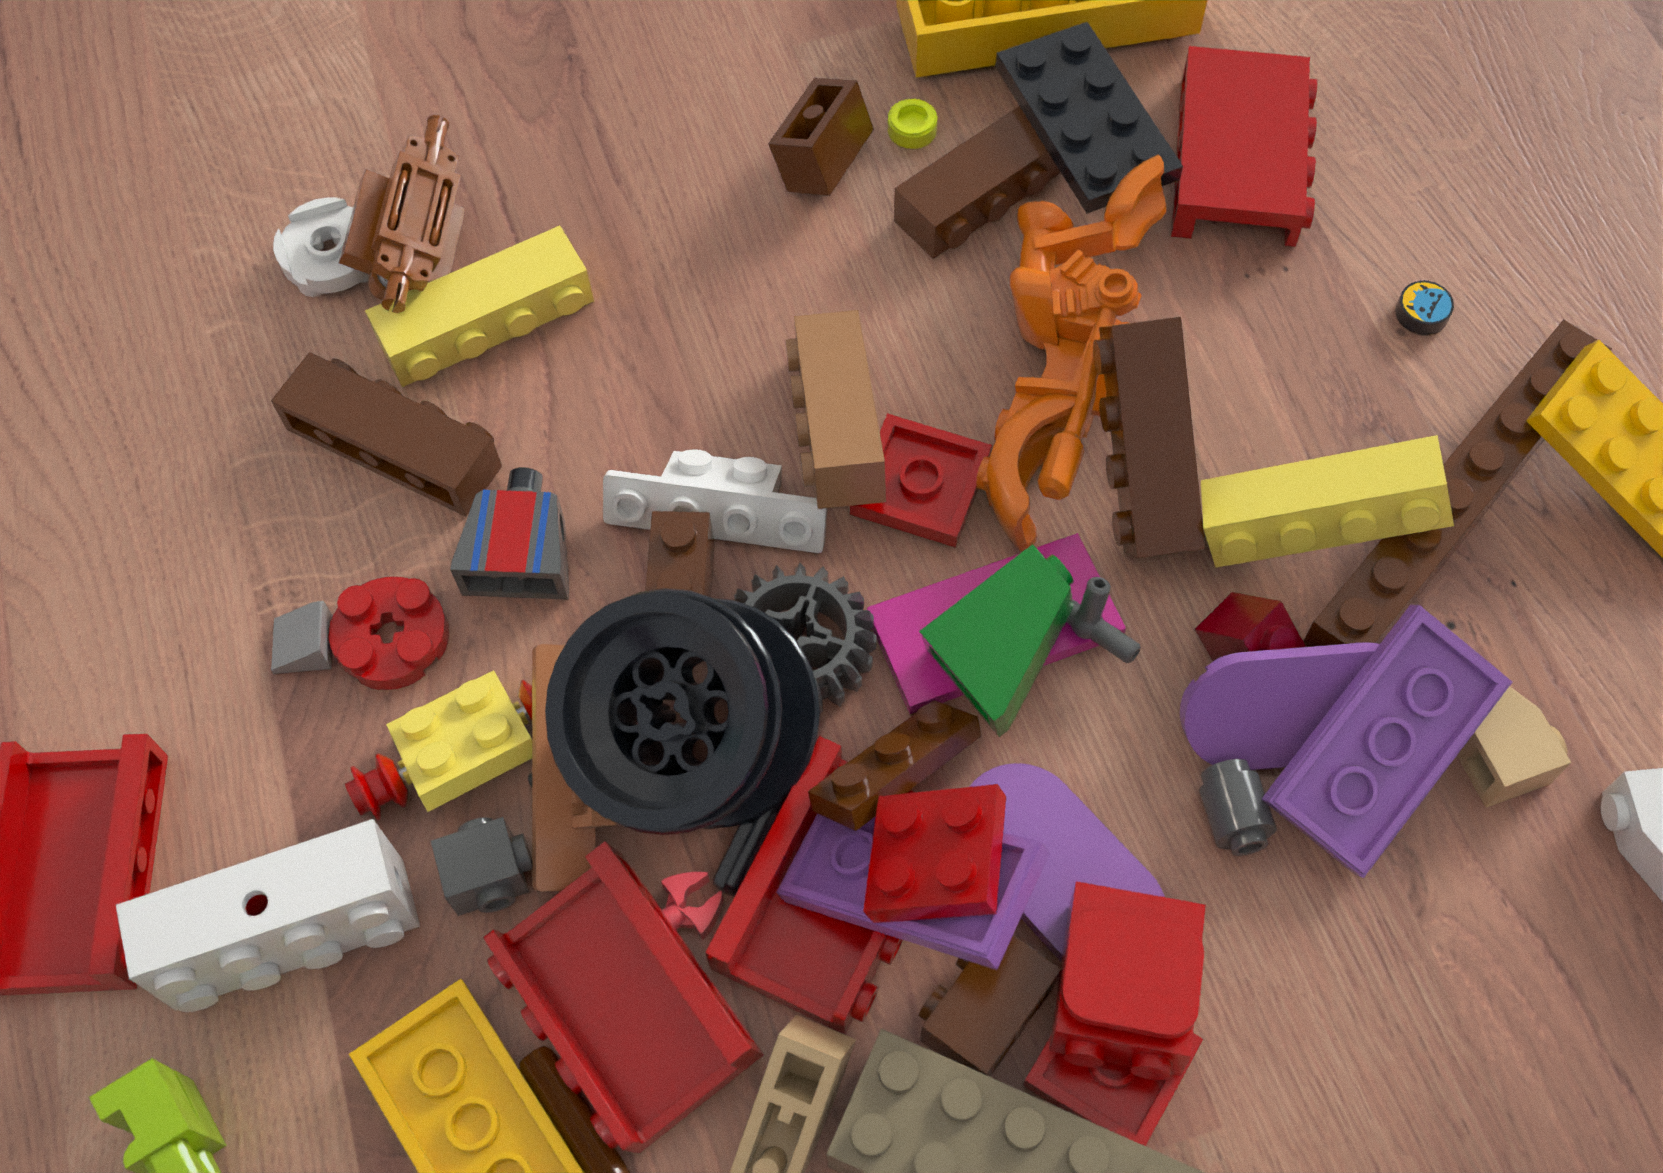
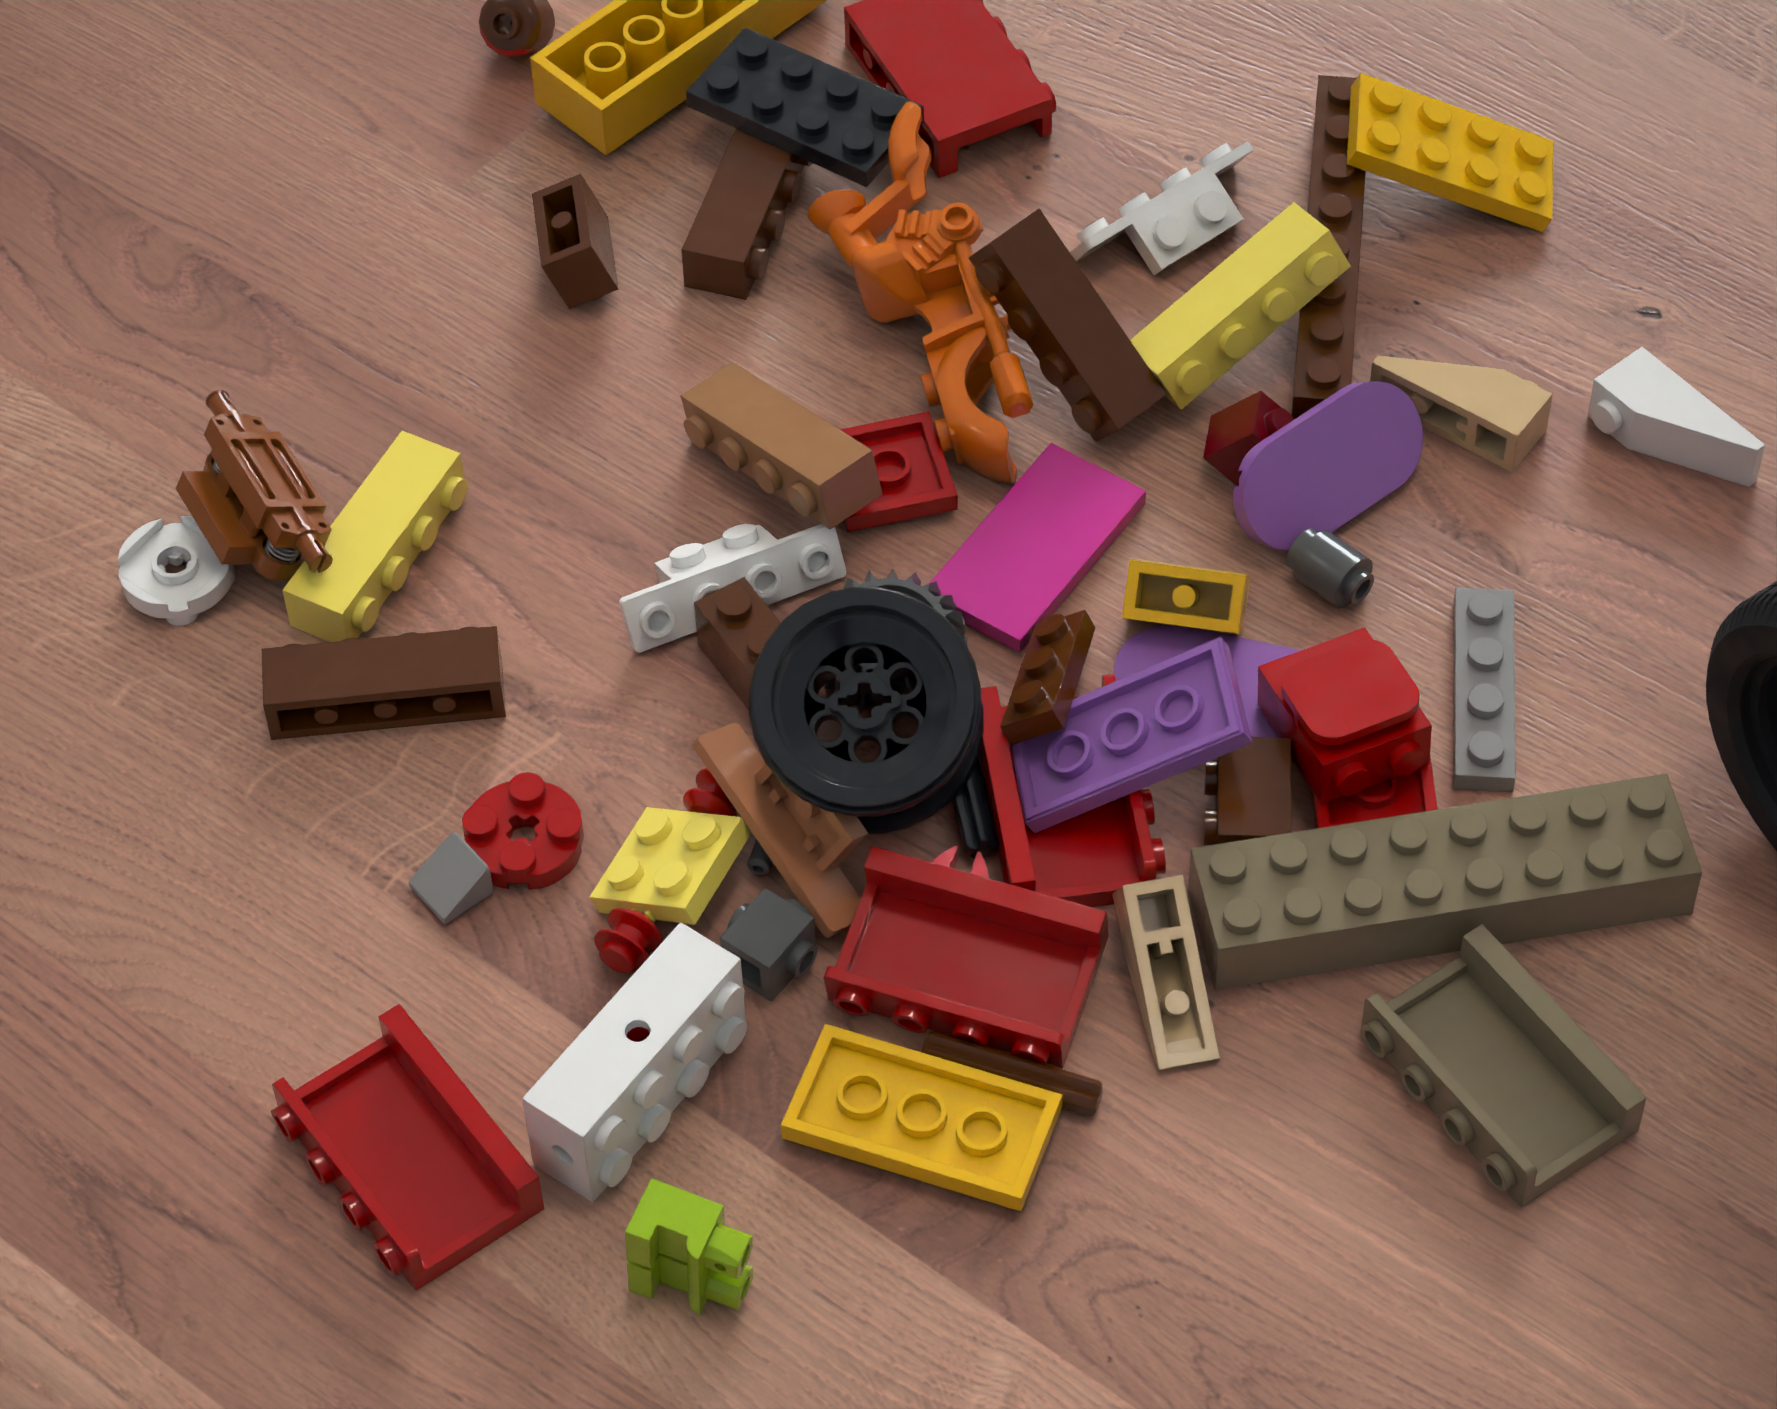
camera: 35 degrees left, 10 degrees down
(514, 542) = (583, 701): torso -> none
(912, 123) = (635, 196): neon yellow tile -> none
(936, 854) = (1143, 697): red plate -> none
(1003, 634) = (1058, 539): green slope -> none
(1077, 759) = (1186, 596): none -> yellow brick
(1089, 624) = (1114, 495): dark grey piece -> none
(1296, 1023) = (1483, 690): none -> light grey plate
(1346, 385) = (1176, 221): none -> white bracket
(1387, 740) = (1410, 449): medium lavender tile -> none
(1424, 307) = (1195, 127): tile -> none

